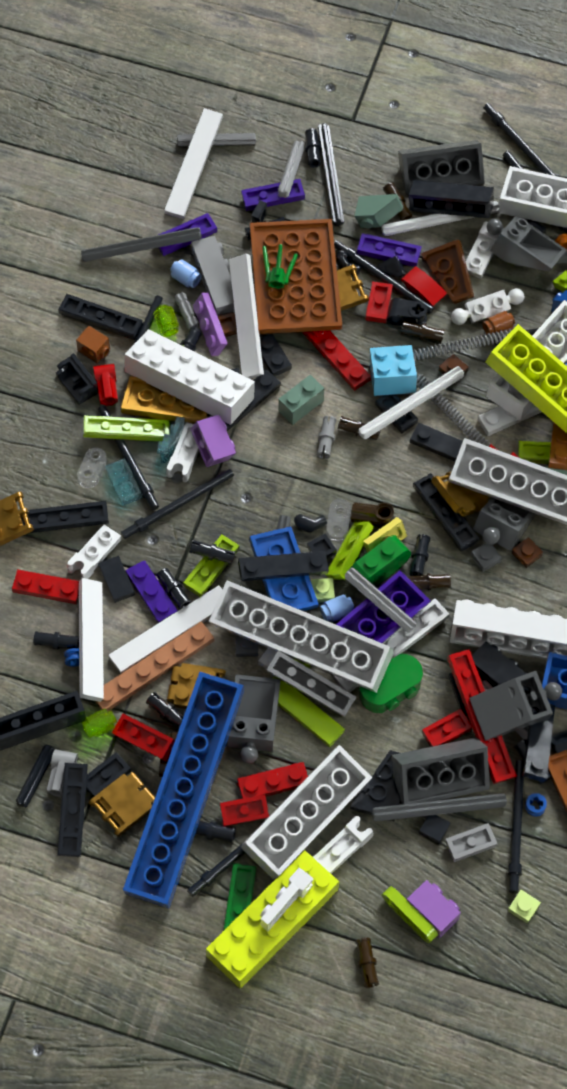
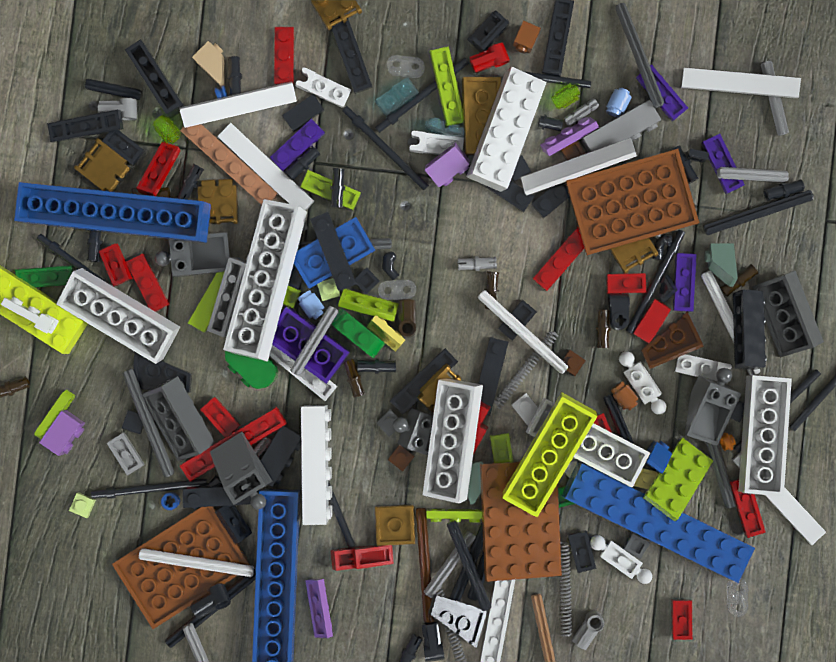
camera: 80 degrees right, 25 degrees up
(36, 659) = (212, 62): none -> tan slope
(277, 277) = (621, 185): green plant -> none
(301, 399) = (507, 233): sand green brick -> none
(343, 845) = (100, 349): white plate -> none
(393, 370) = (553, 309): medium azure brick -> none
(455, 345) = (598, 379): light grey piece -> none

